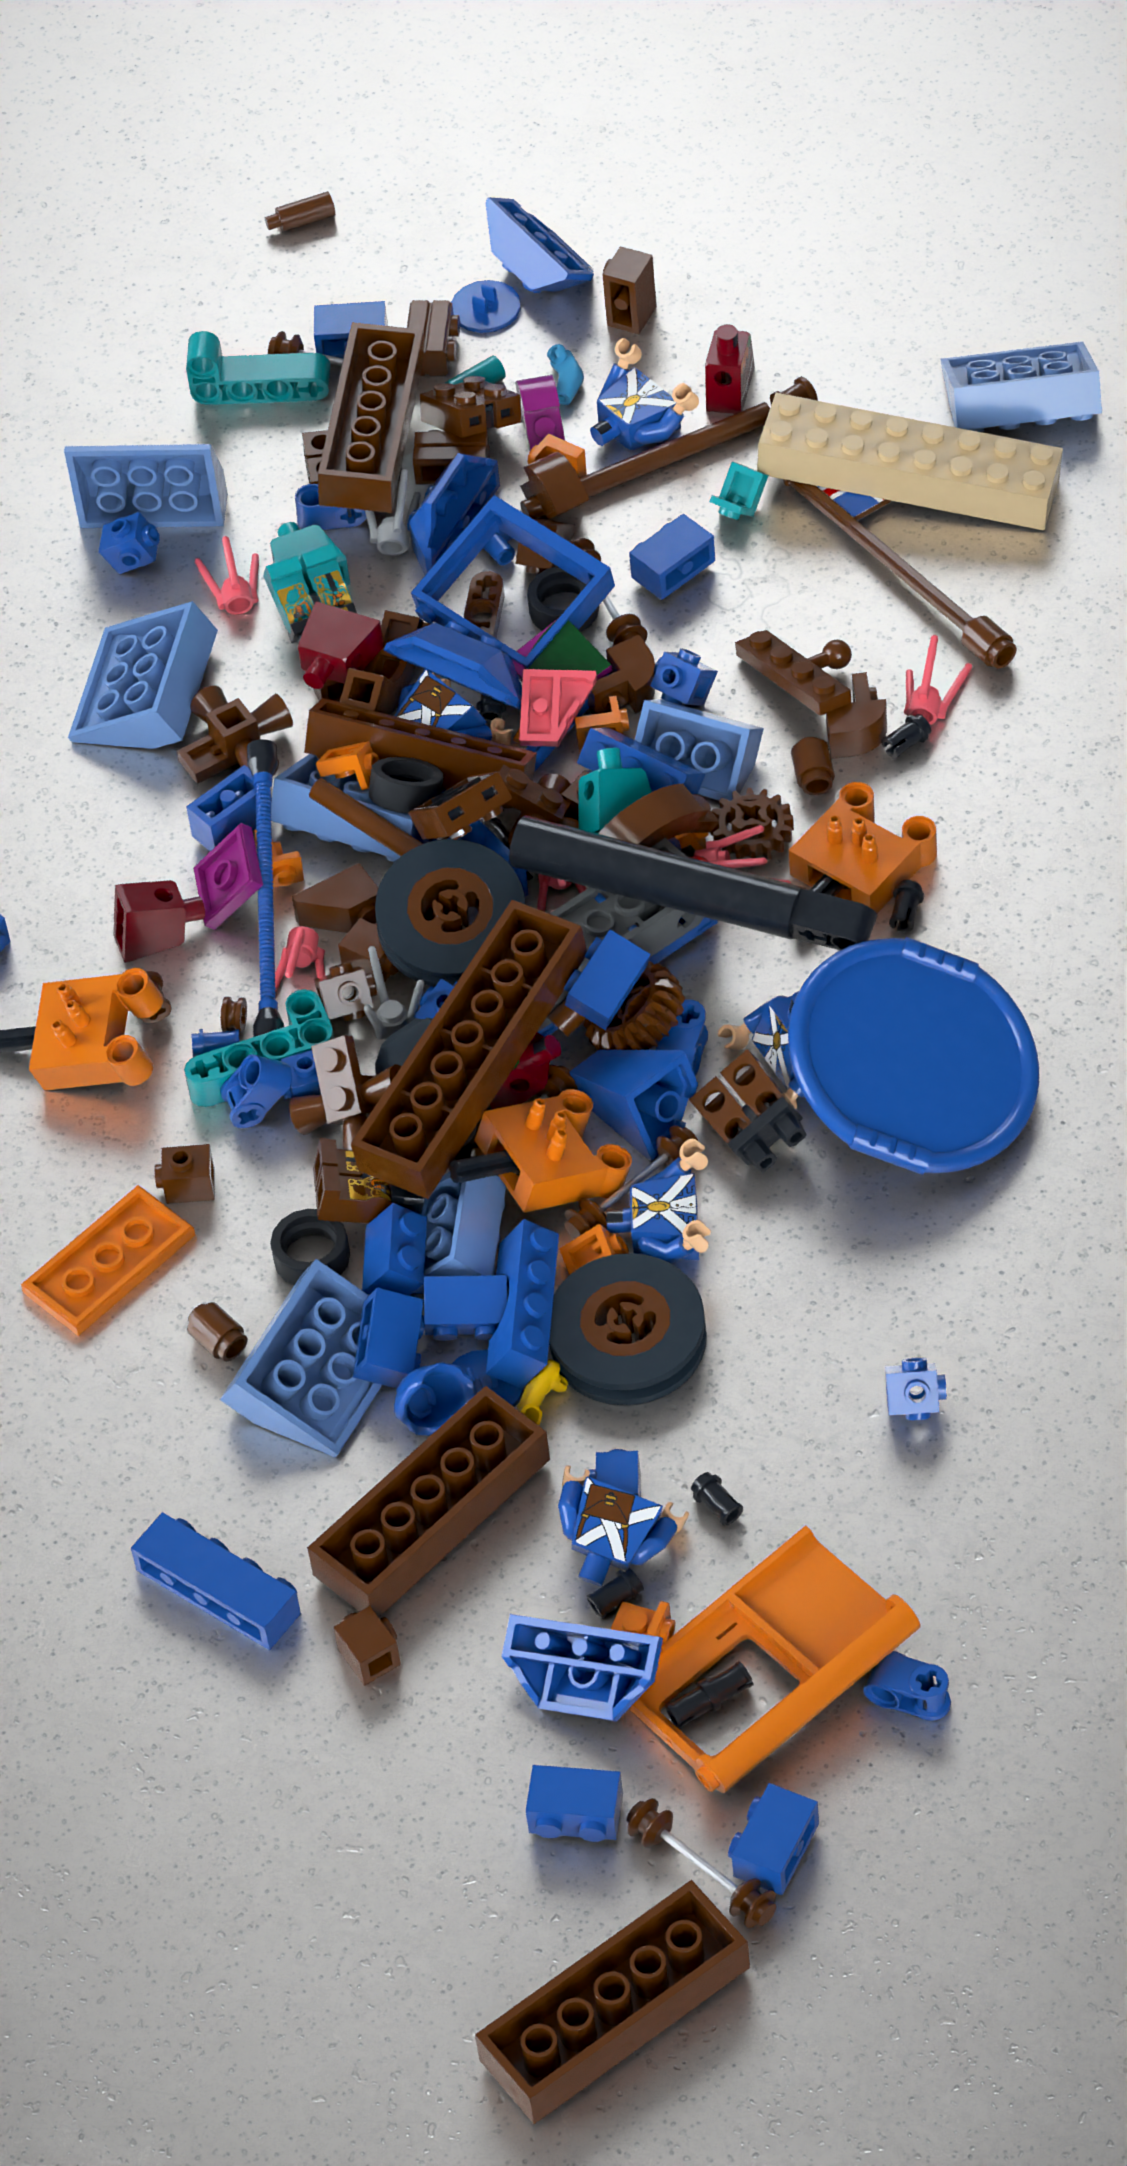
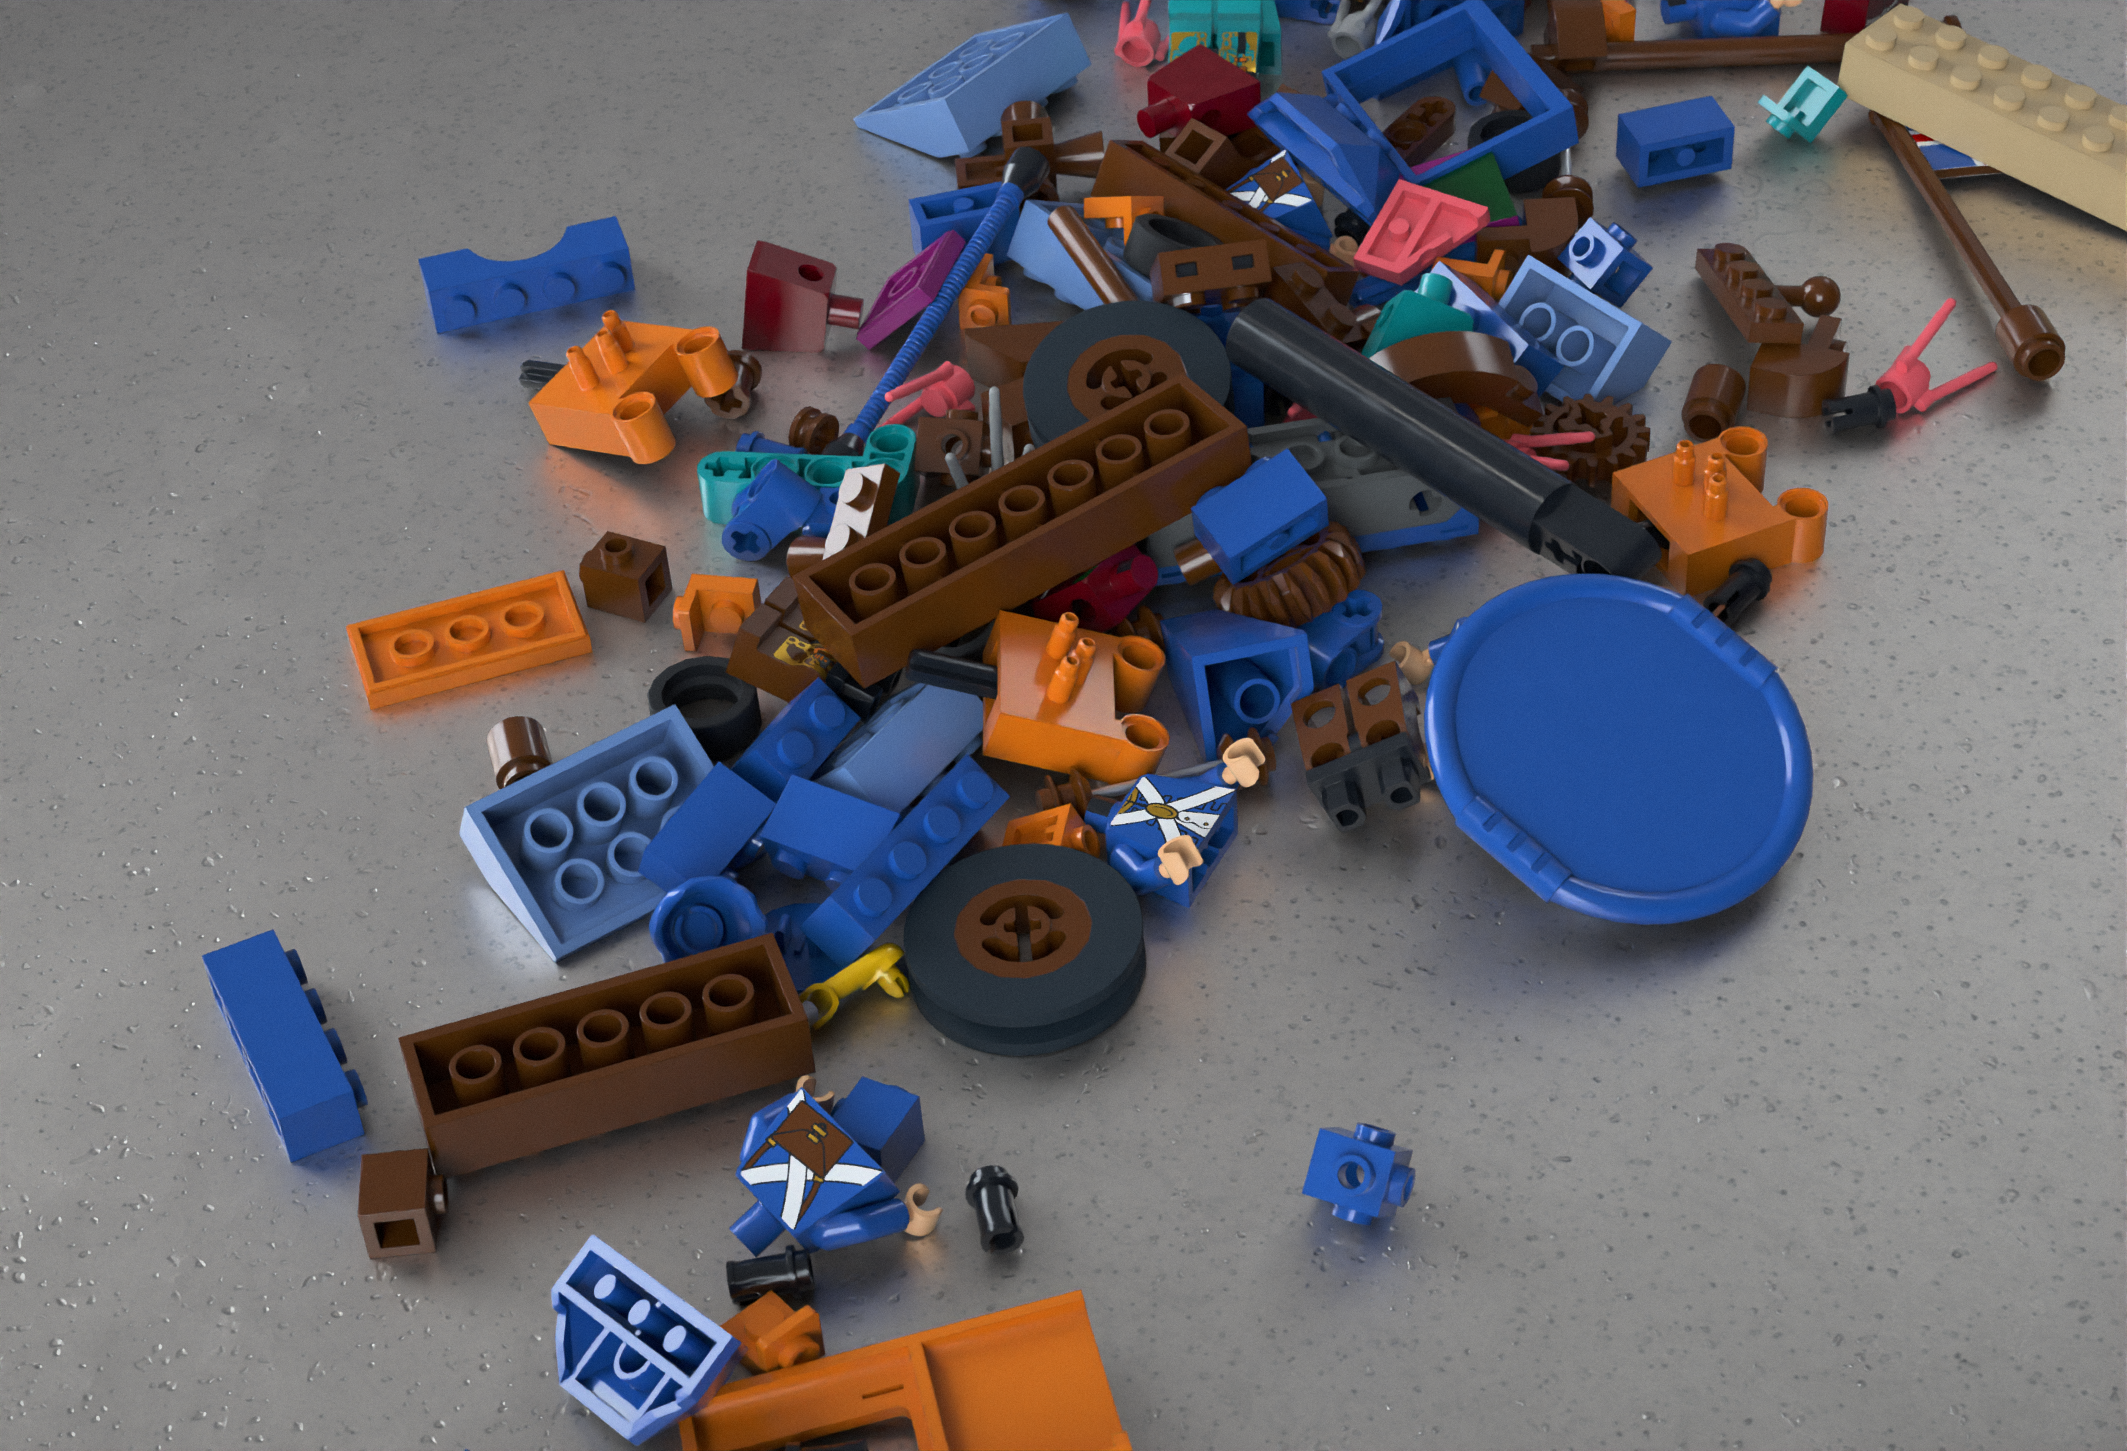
camera: 25 degrees right, 10 degrees down
(267, 1170) = (714, 605): none -> orange bracket

